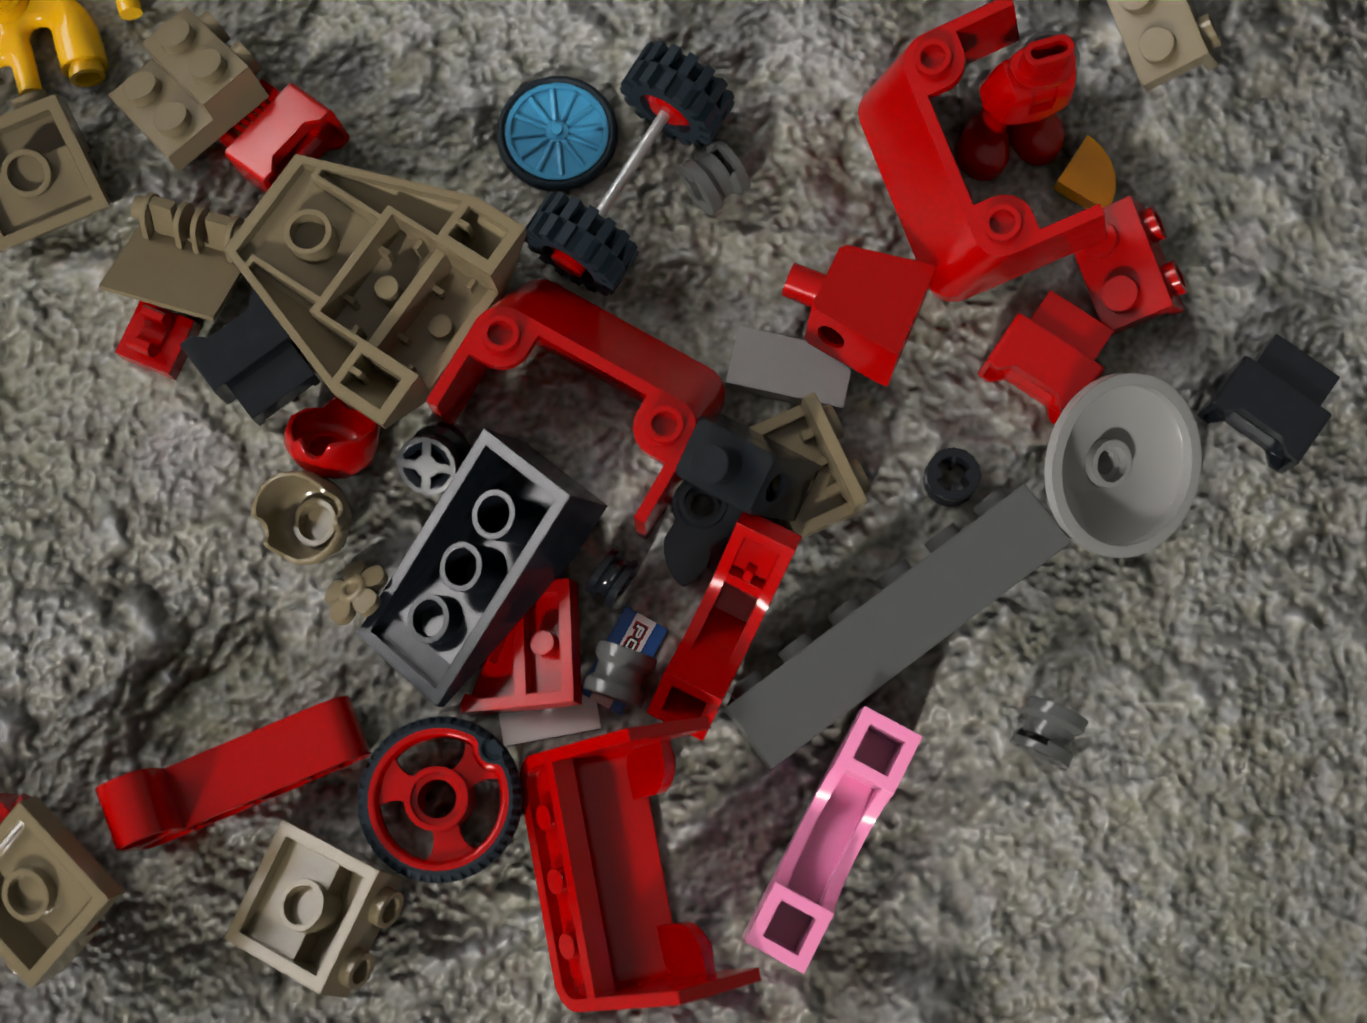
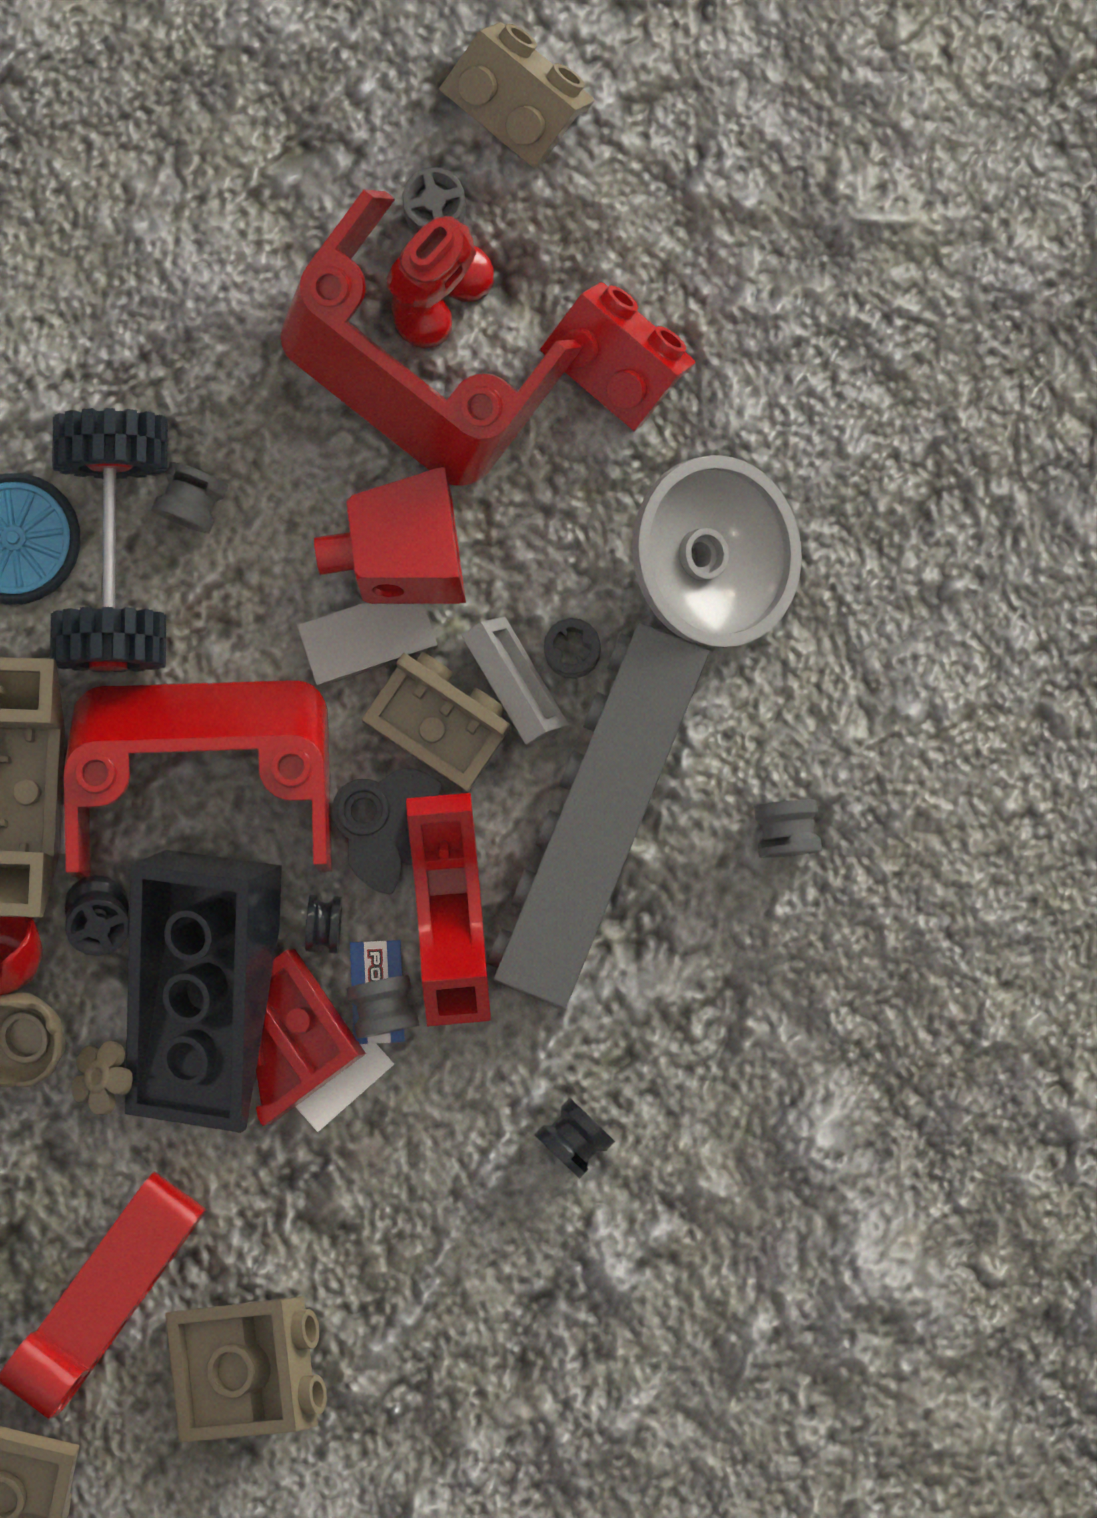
camera: 30 degrees left, 5 degrees up
(451, 854) = (236, 1224): red wheel -> none
(605, 876) = (473, 1184): red windscreen -> none
(713, 884) = (574, 1138): none -> black wheel
(740, 465) = (375, 757): black torso -> none
(829, 837) = (651, 1035): bright pink arch -> none
(890, 472) = (514, 679): none -> light grey tile
(1049, 353) = (593, 480): red piece -> none
(1088, 176) = (535, 287): light orange tile -> none
(1274, 401) = (820, 403): black piece -> none

